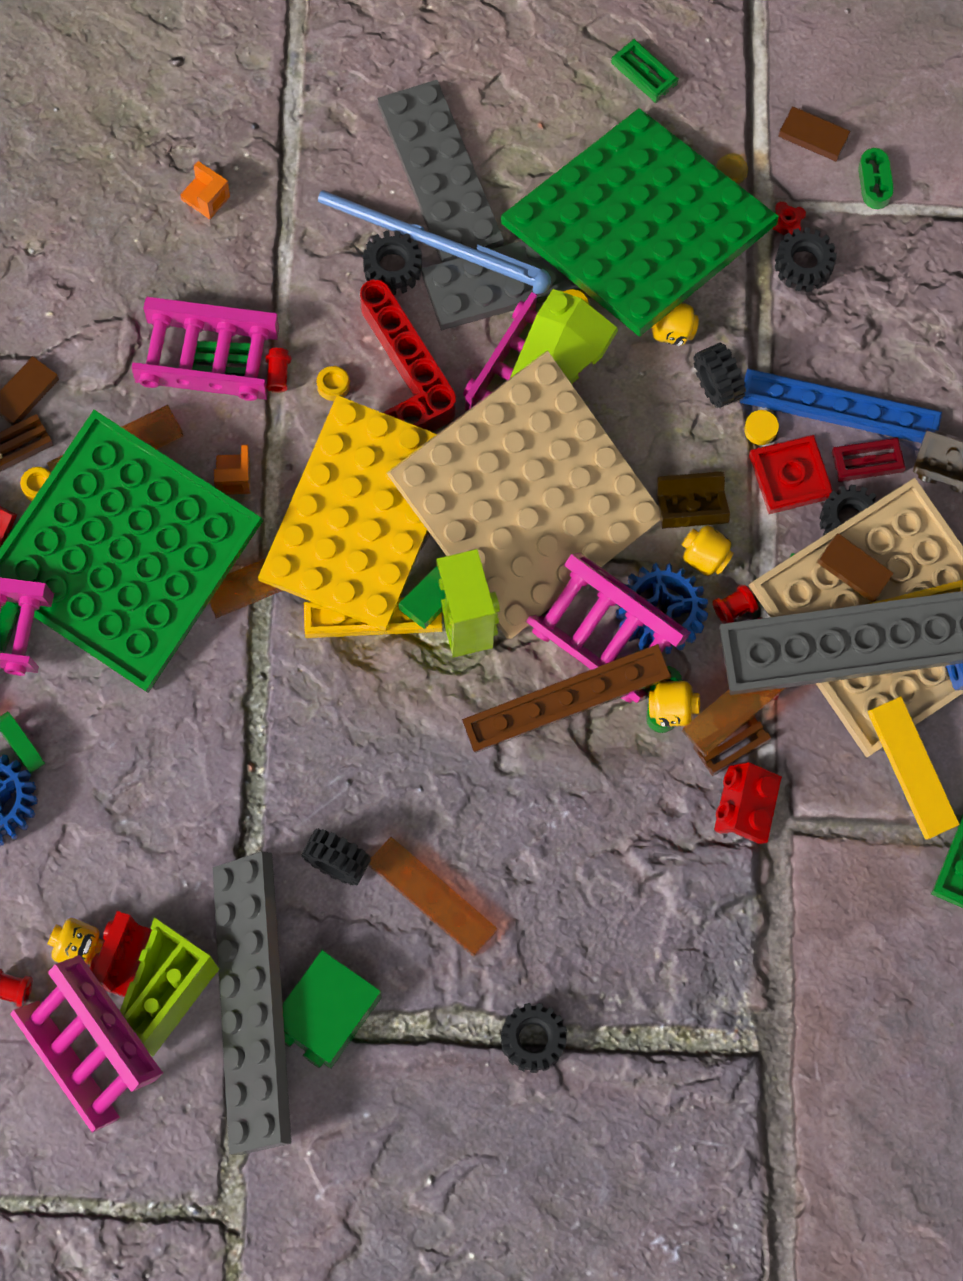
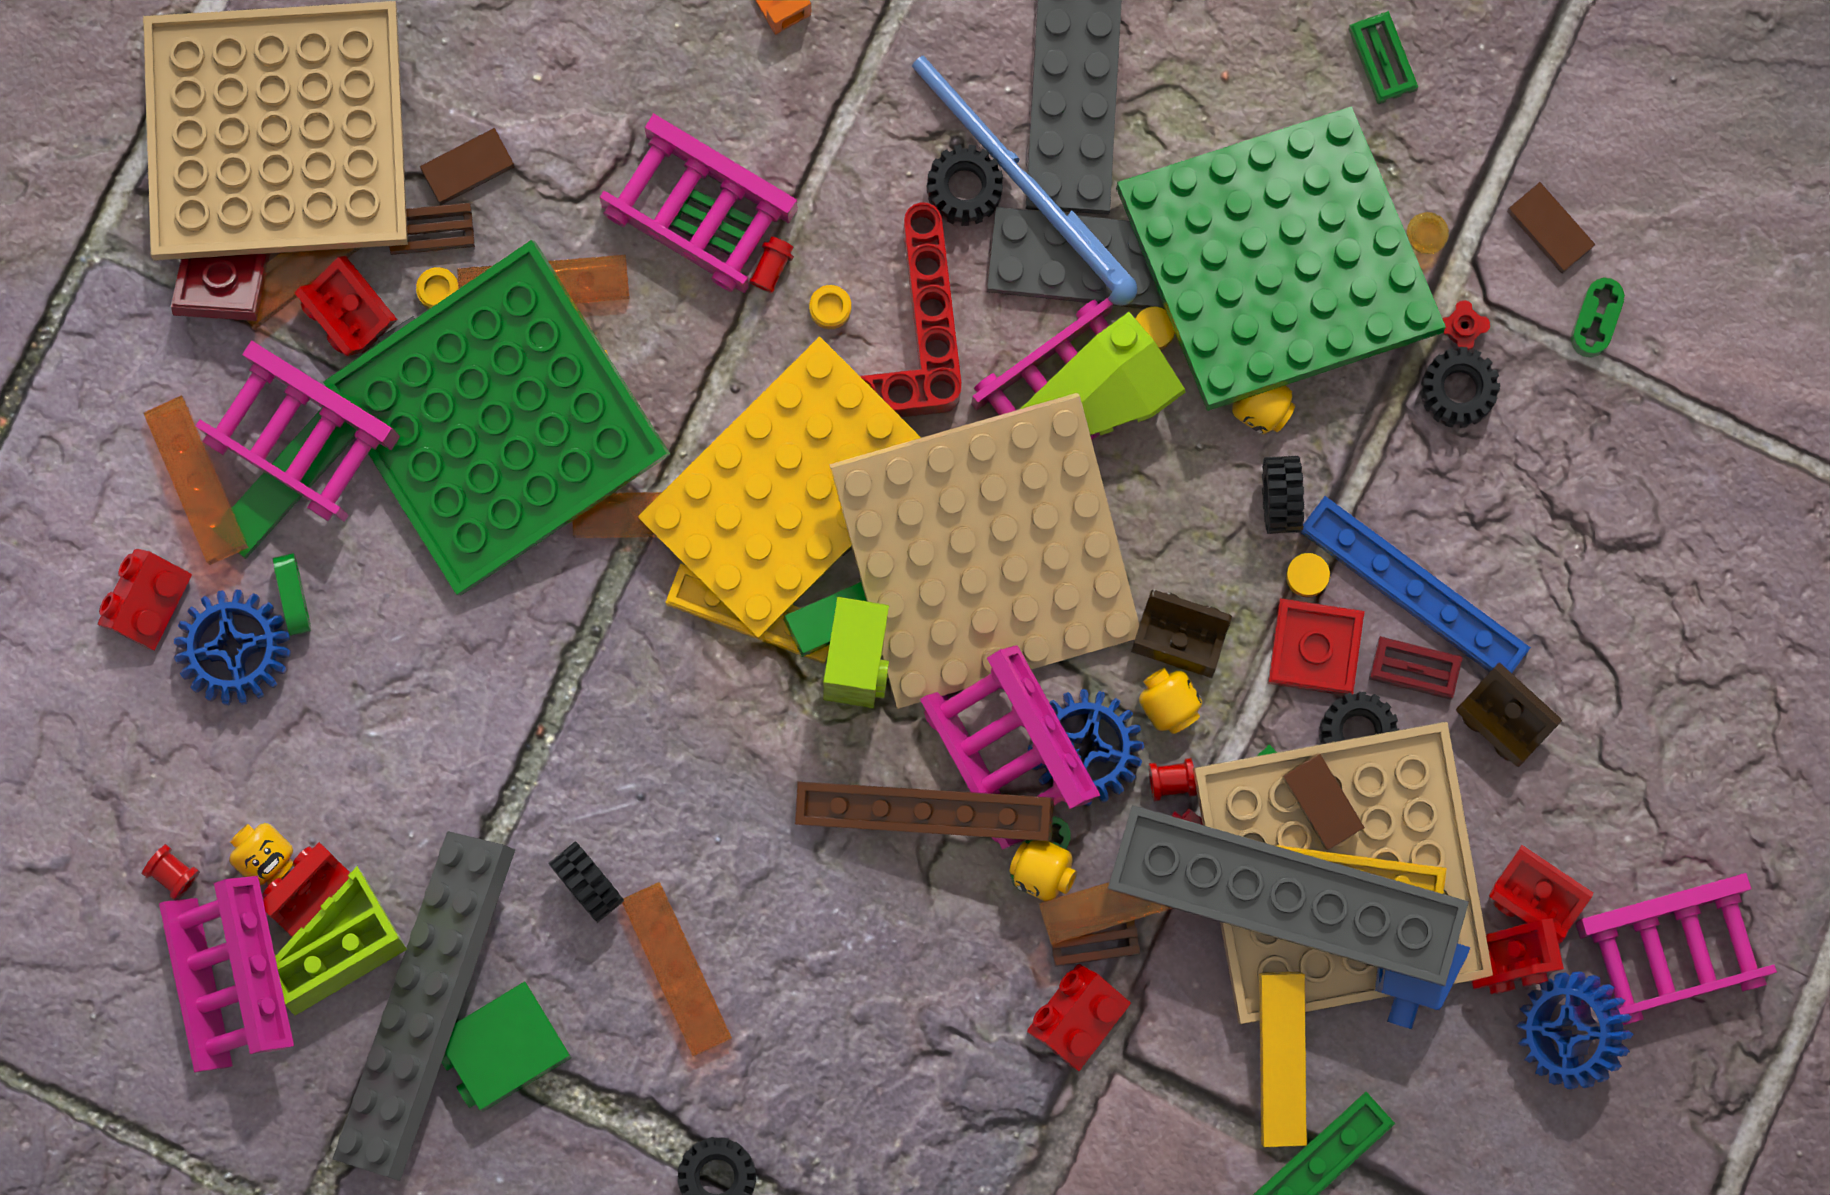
camera: 20 degrees right, 10 degrees up
(233, 472) = (666, 370): orange panel -> none

